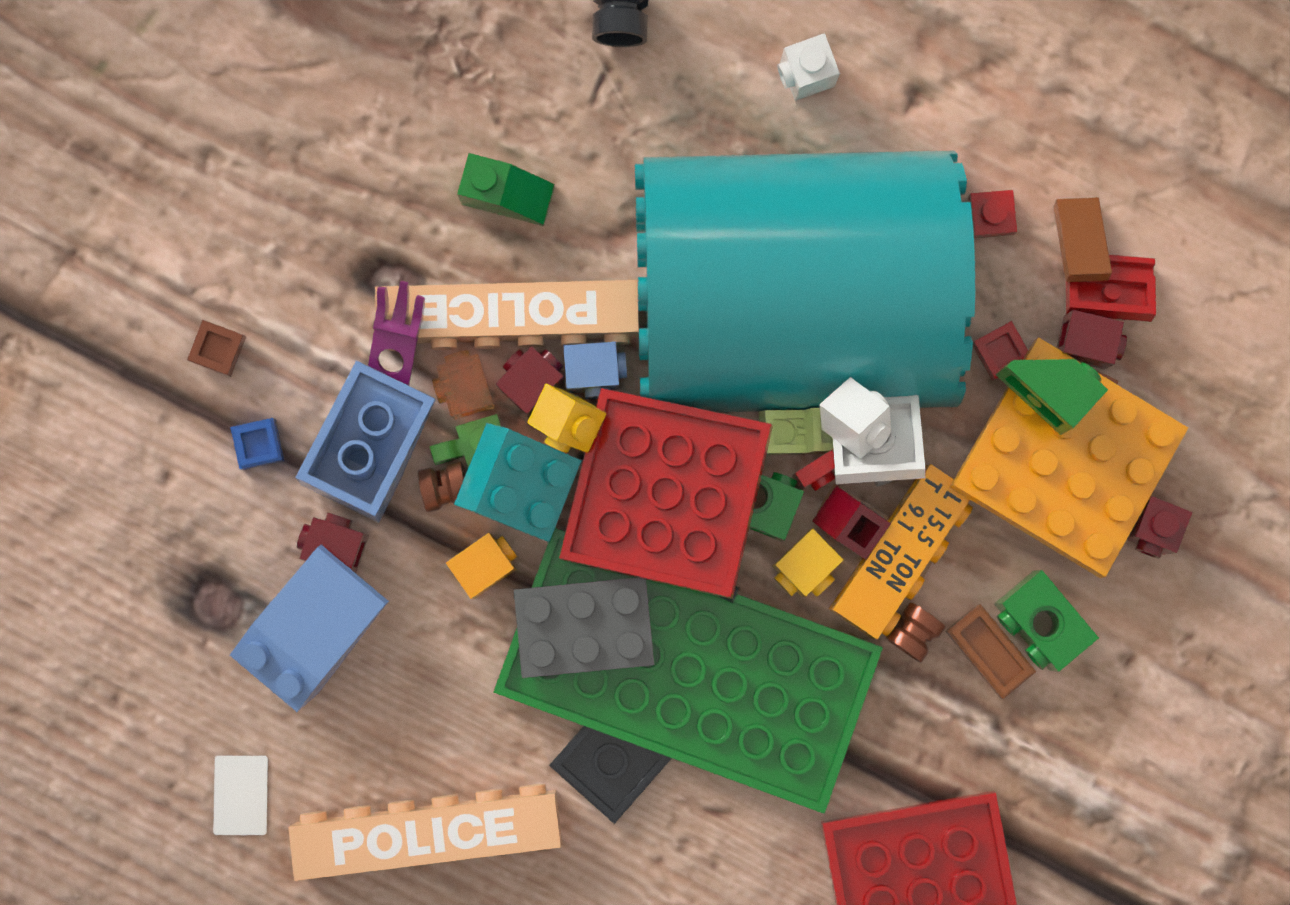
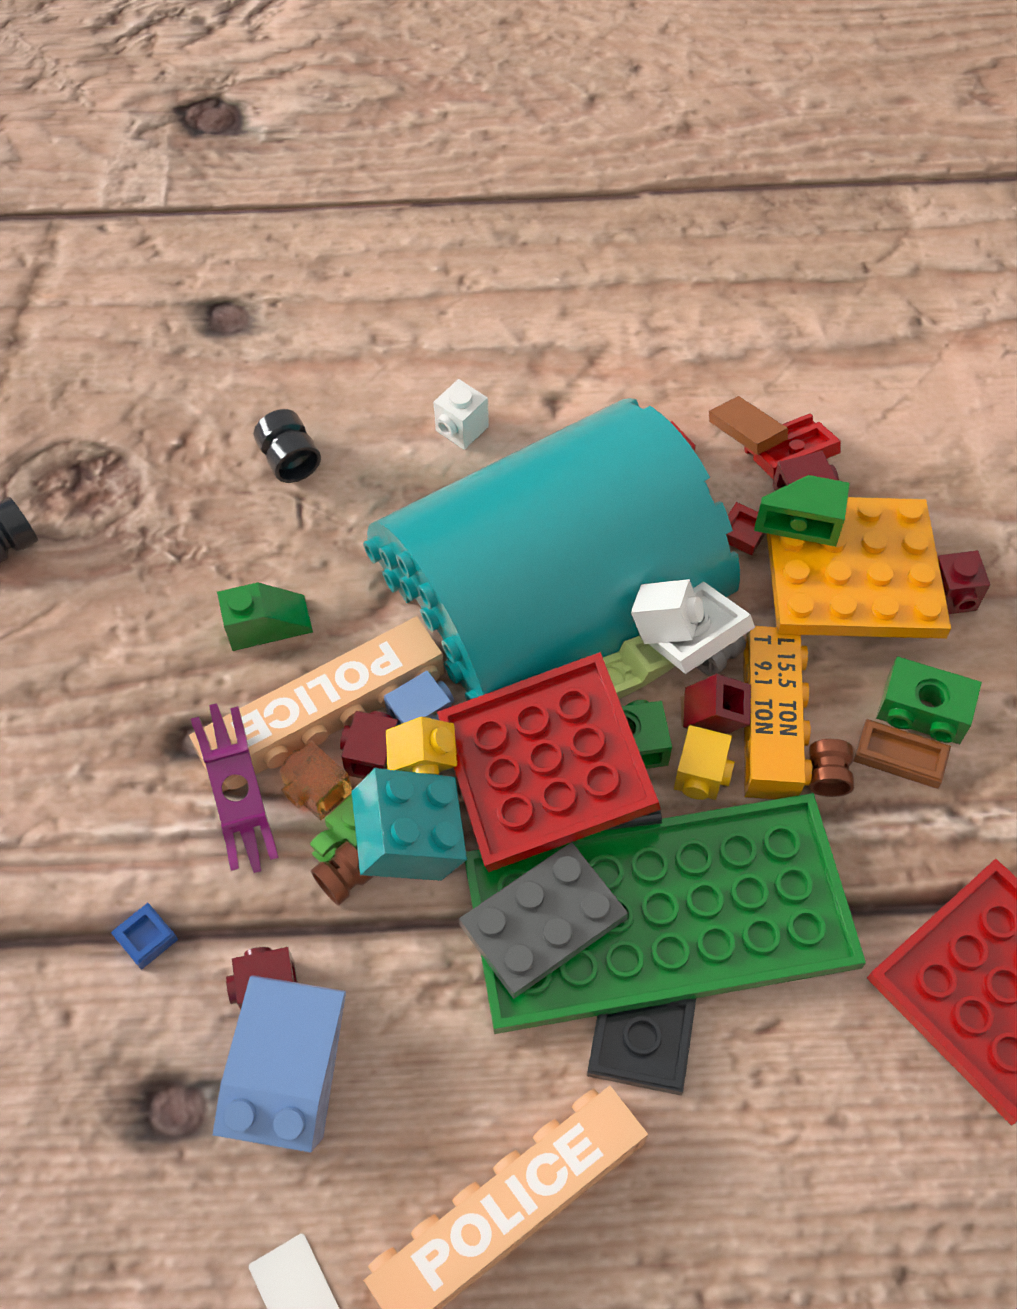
camera: 25 degrees left, 25 degrees down
(216, 348) = (64, 870): copper plate -> none
(366, 441) = (248, 872): medium blue slope -> none
(483, 564) = (416, 921): light orange brick -> none
(817, 472) = (663, 684): red plate -> none

